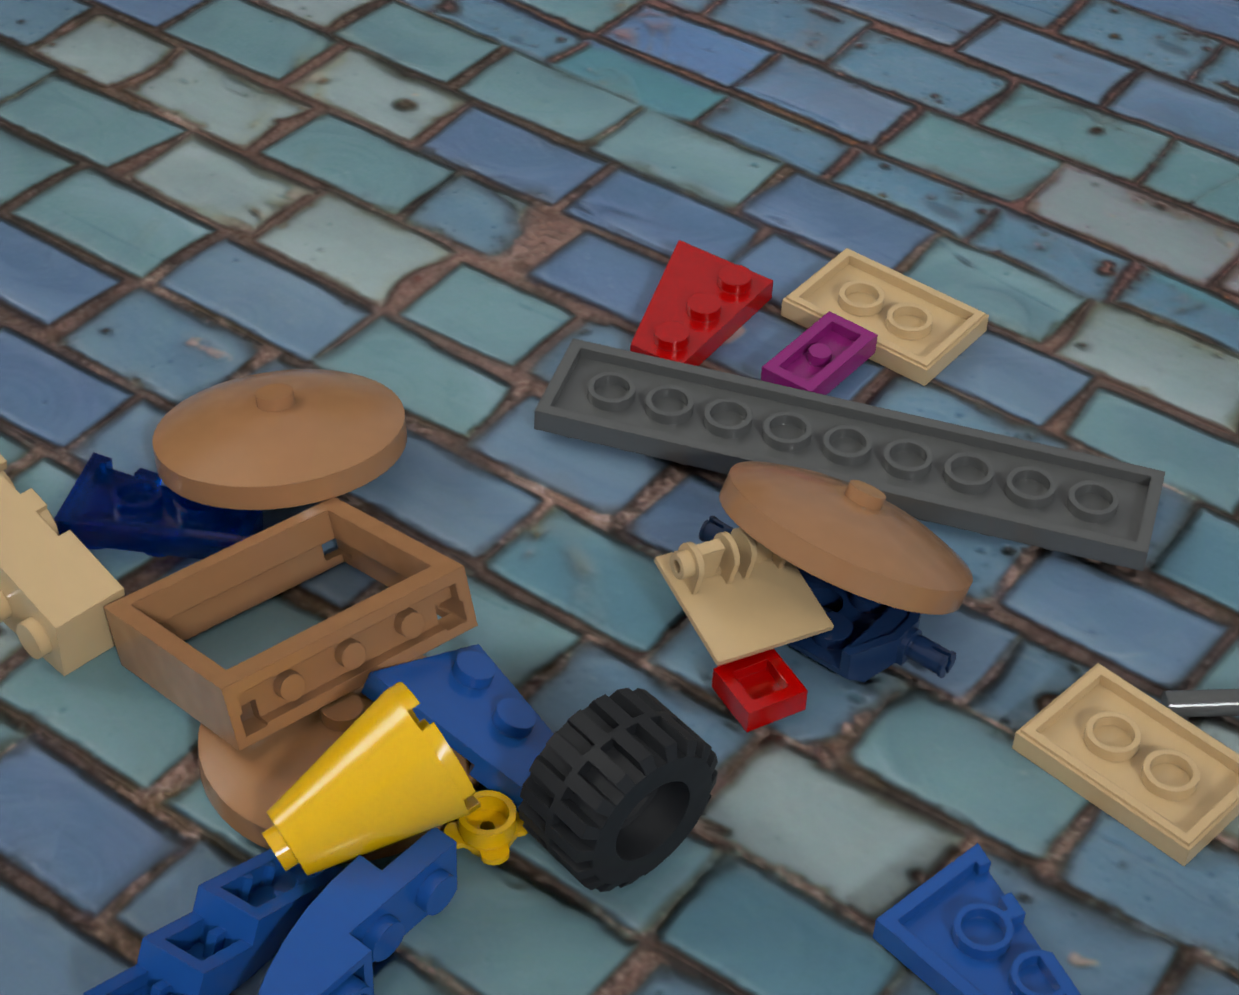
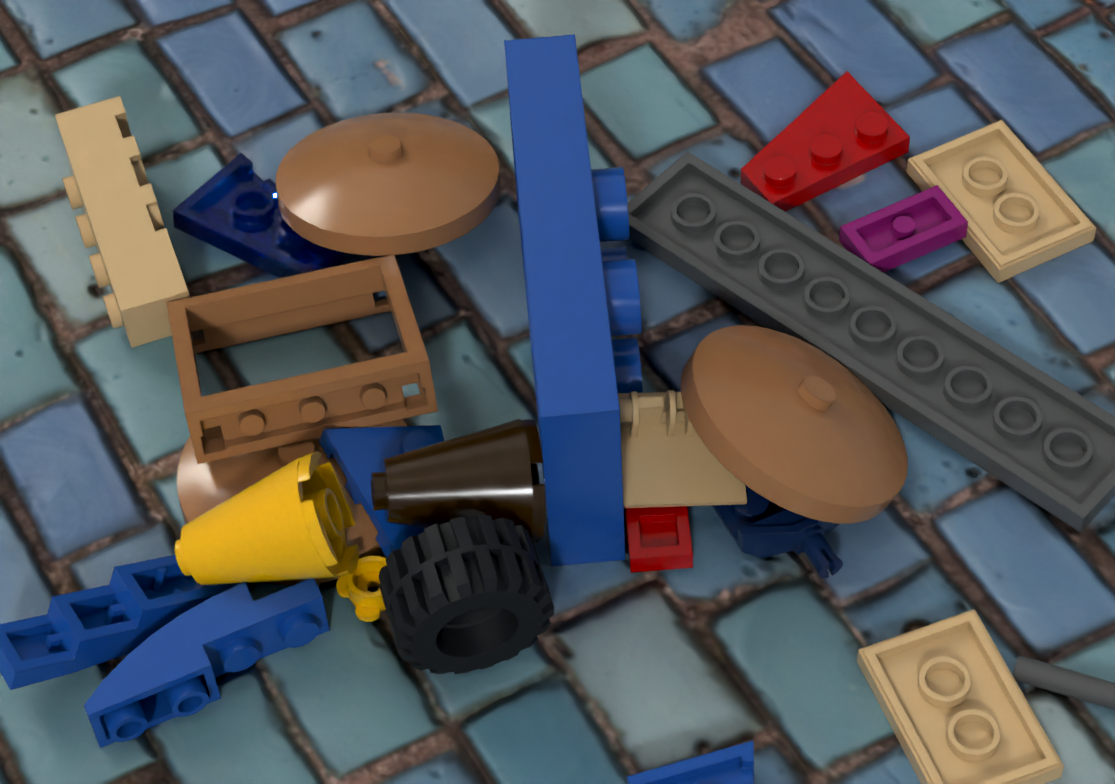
camera: 30 degrees right, 10 degrees up
(562, 669) = (468, 477): none -> dark brown cone
(575, 473) = (573, 299): none -> blue plate

